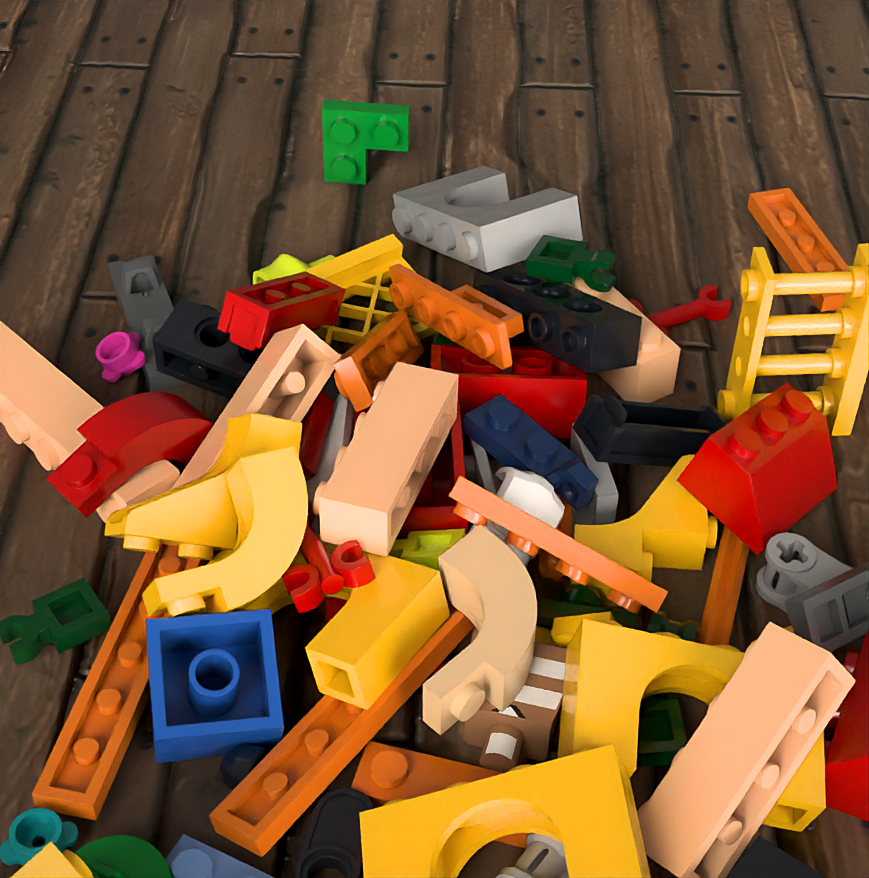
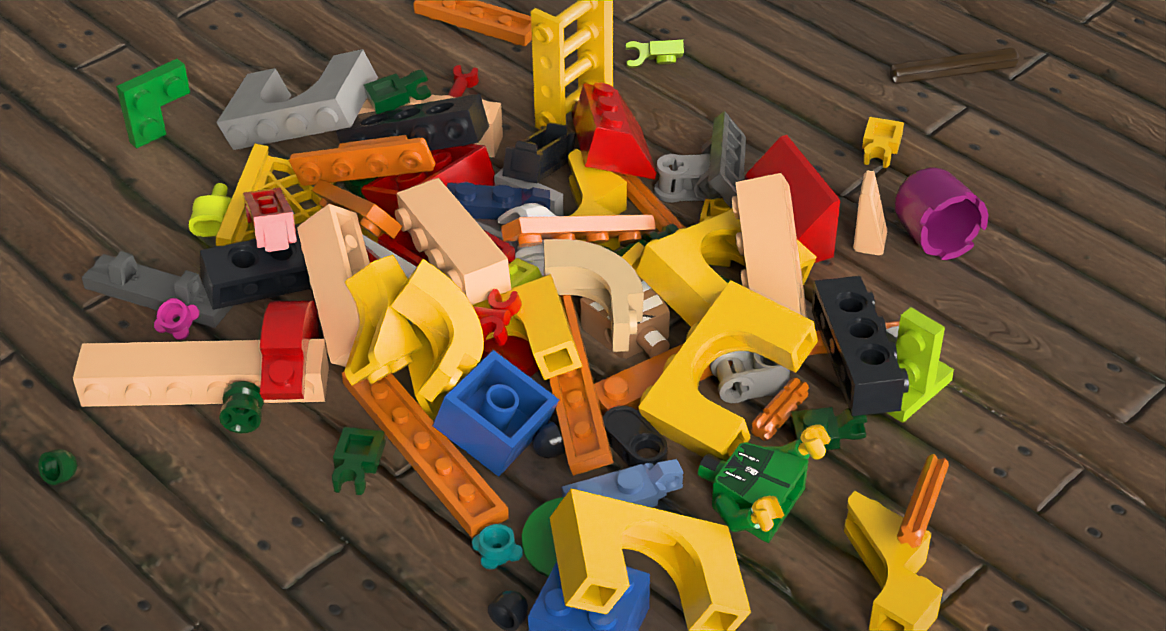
camera: 45 degrees left, 0 degrees up
(31, 486) = (241, 407): none -> dark green wheel

